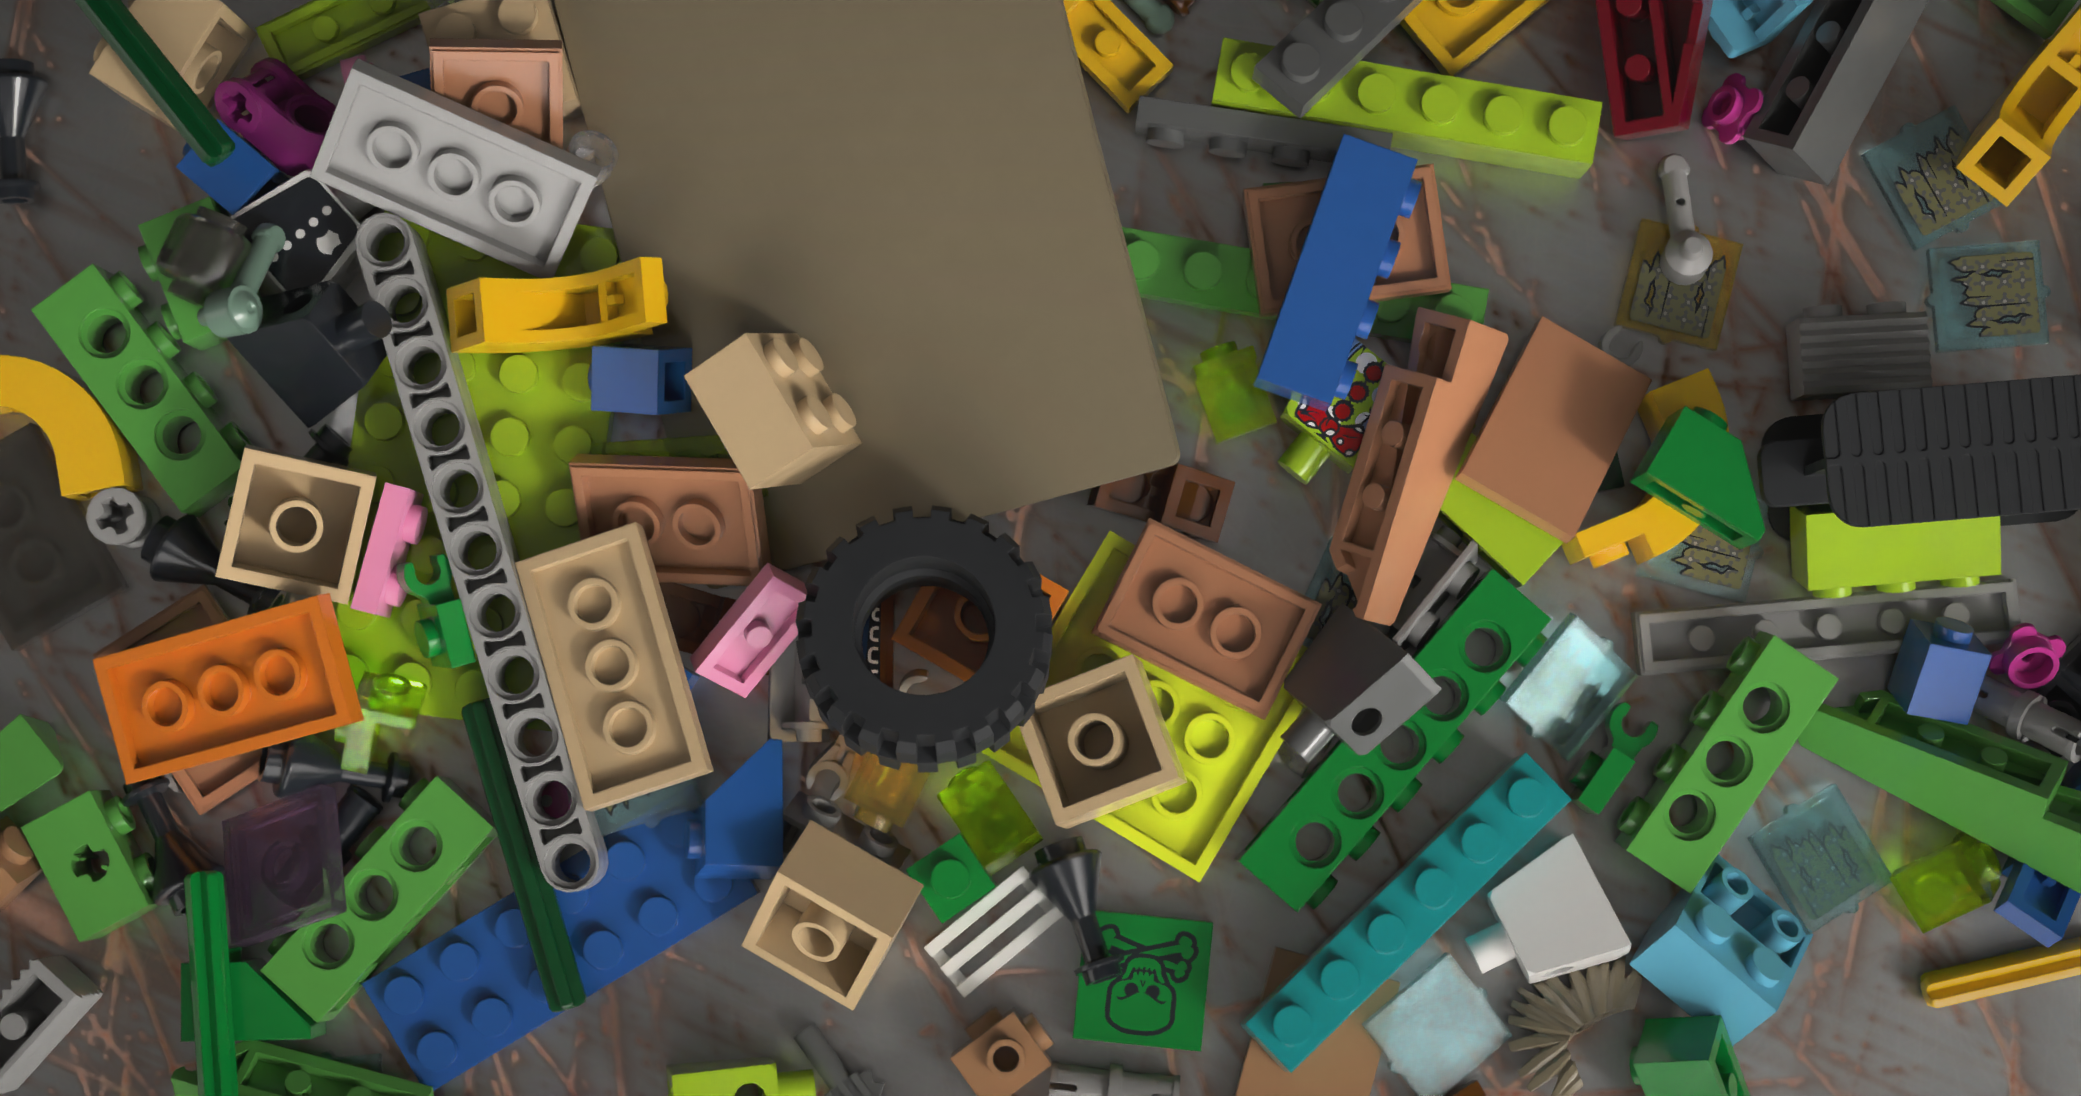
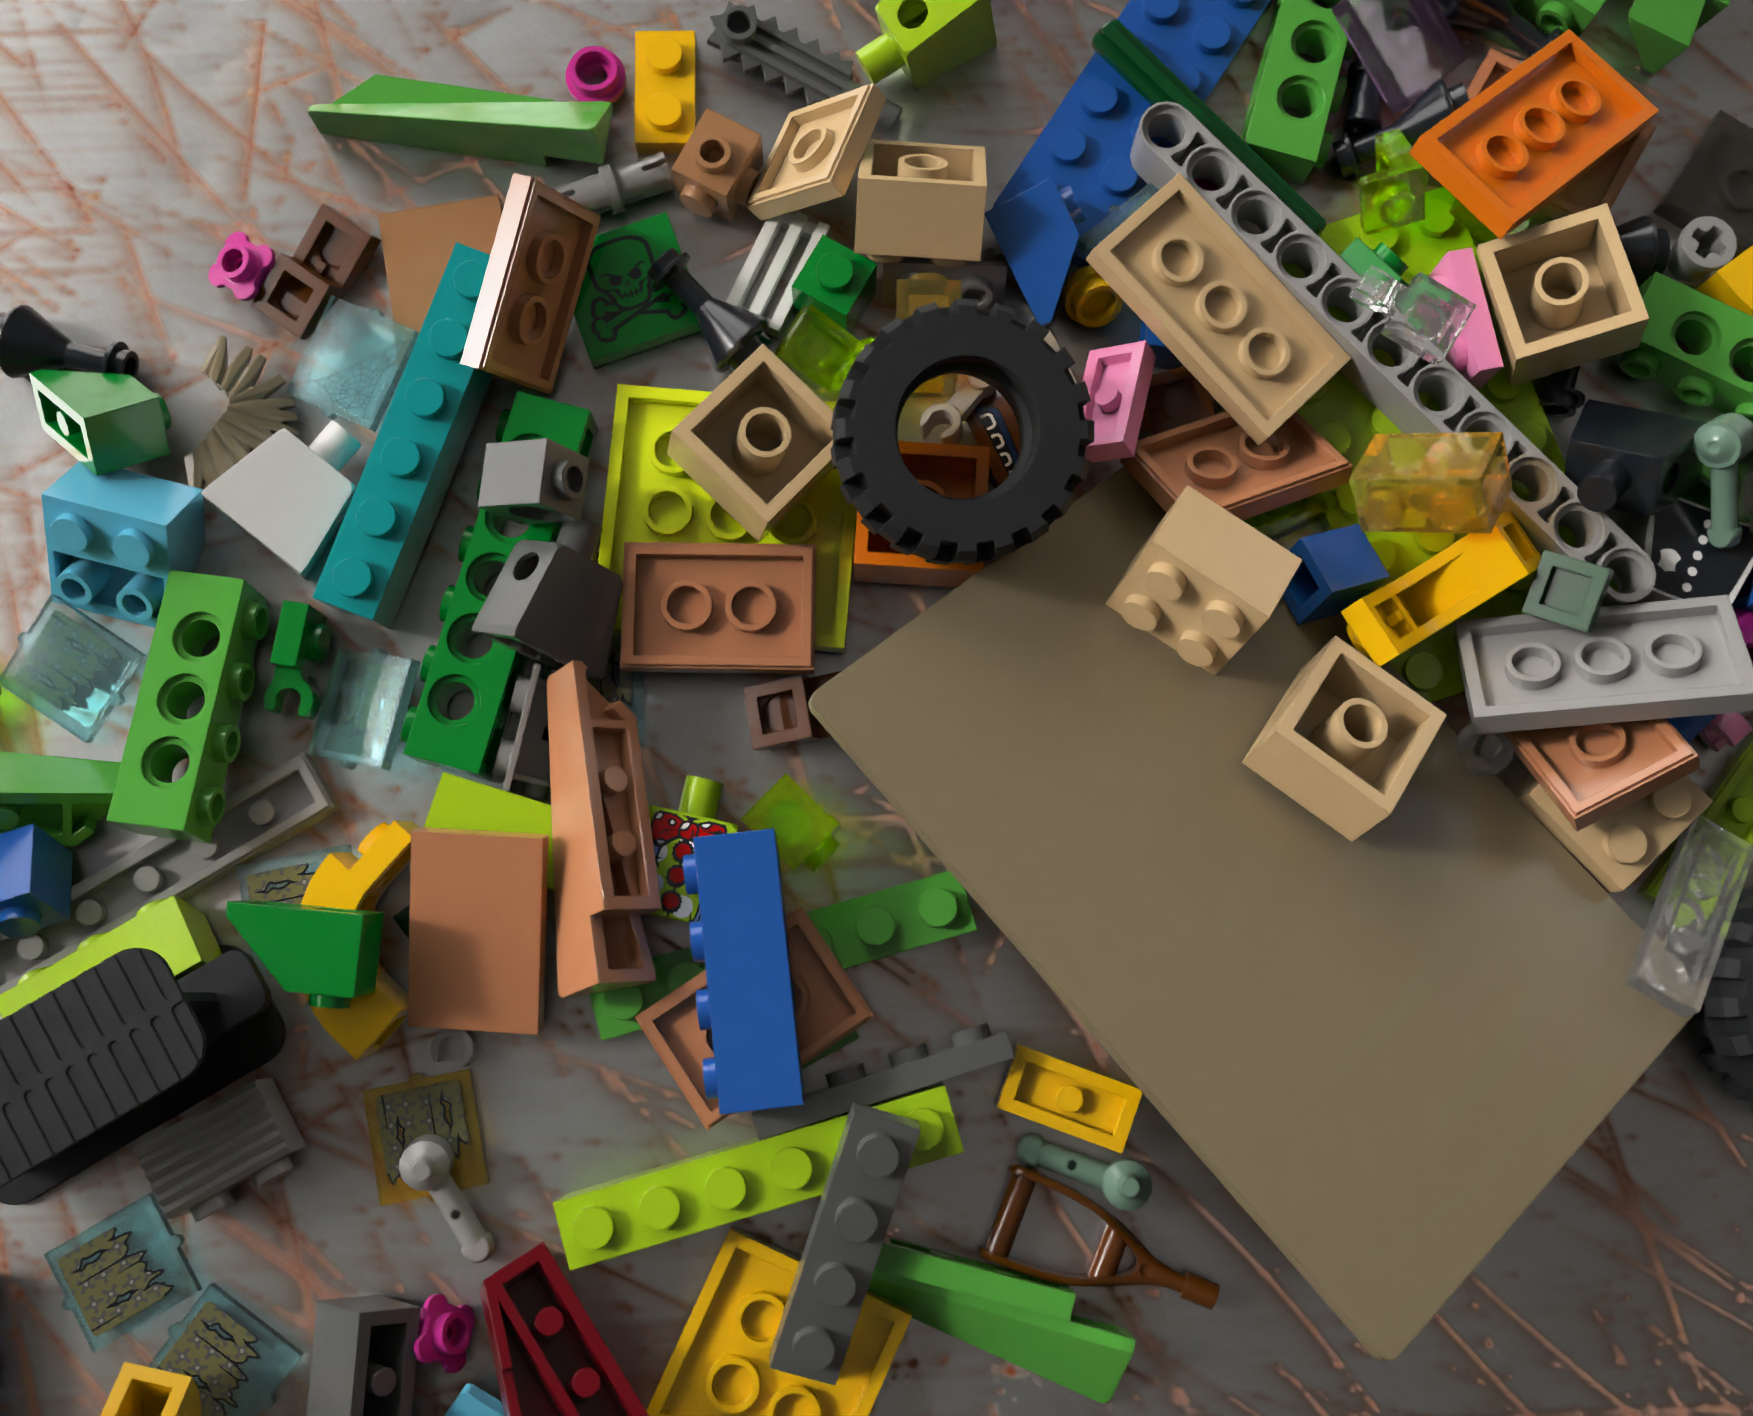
camera: 145 degrees right, 5 degrees down
(442, 558) = (1422, 316): none -> clear plate
(448, 249) = (1568, 591): none -> plate
(515, 404) = (1432, 482): none -> clear yellow brick
(722, 213) = (1345, 739): none -> tan brick
(724, 754) = (1090, 298): none -> yellow plate
(906, 1012) = (817, 152): none -> tan tile
(1239, 1001) = (531, 285): none -> nougat tile
(1324, 799) = (533, 481): none -> dark grey brick

